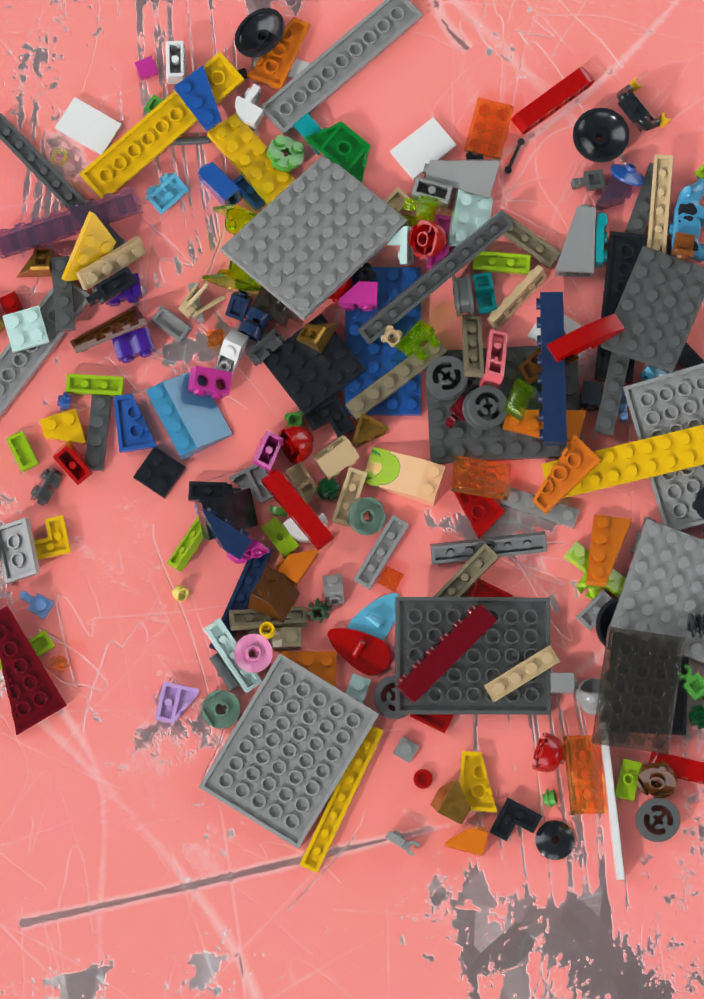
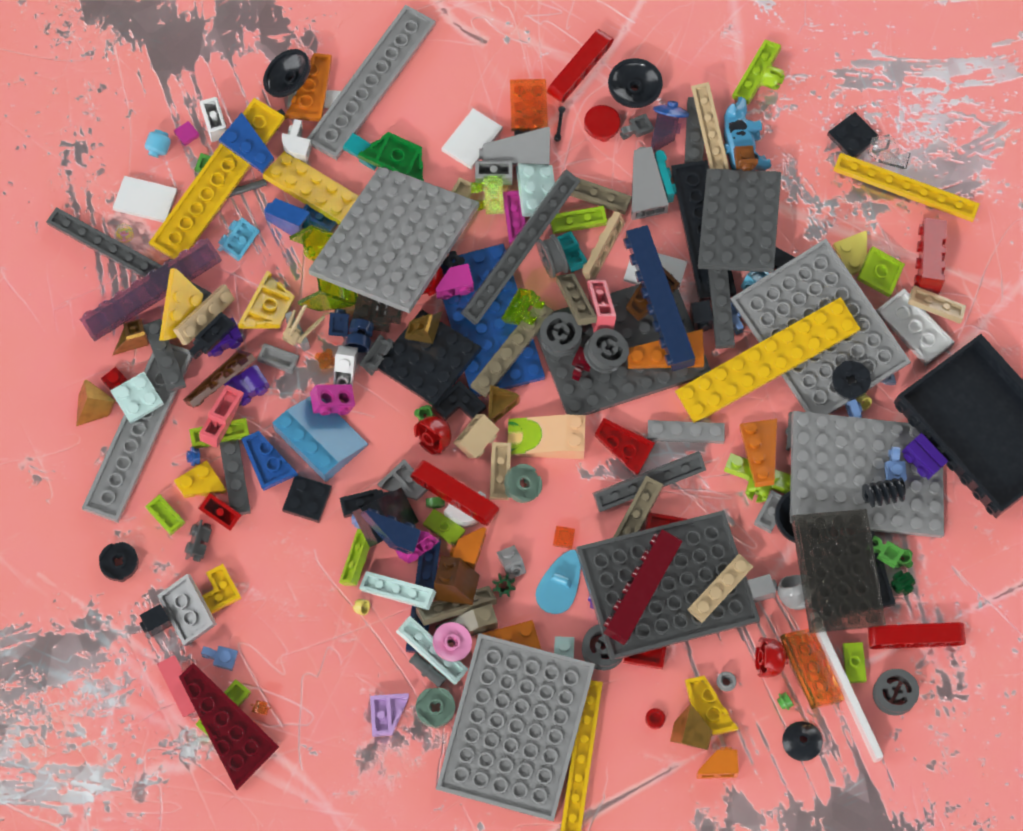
camera: 25 degrees left, 10 degrees down
(99, 370) = (221, 416): none -> coral slope
(115, 72) = (157, 143): none -> medium azure head
(175, 269) = (267, 305): none -> yellow wing
(217, 588) = (397, 590): none -> light aqua plate
(267, 450) = (408, 445): dark pink slope -> none
(269, 628) = (460, 615): yellow hinge -> none
(289, 145) = (338, 167): bright green plate -> none
(302, 481) = (451, 467): tan slope -> none
(327, 489) = (477, 468): dark green gear -> none
(360, 650) = (555, 612): red shield -> none
(381, 552) = (547, 514): light grey plate -> none
(397, 334) = (500, 310): tan plate -> none
(397, 838) = (649, 783): light grey plate -> none
(405, 252) = (481, 222): light aqua slope -> none
(406, 749) = (629, 695): light grey plate -> none
(427, 239) = (503, 213): red cylinder -> none
(480, 477) = (621, 418): clear orange plate -> none
(505, 758) = (726, 675): none -> light grey plate
(511, 815) = (754, 727): black plate -> none
(518, 399) = (635, 335): clear neon green plate -> none
(556, 166) = (602, 122): none -> red tile
(566, 474) = (706, 384): orange wing -> none
(585, 337) = (680, 260): red slope -> none
(636, 110) = (661, 53): black torso -> none
(657, 771) = (879, 643): reddish brown plate -> none

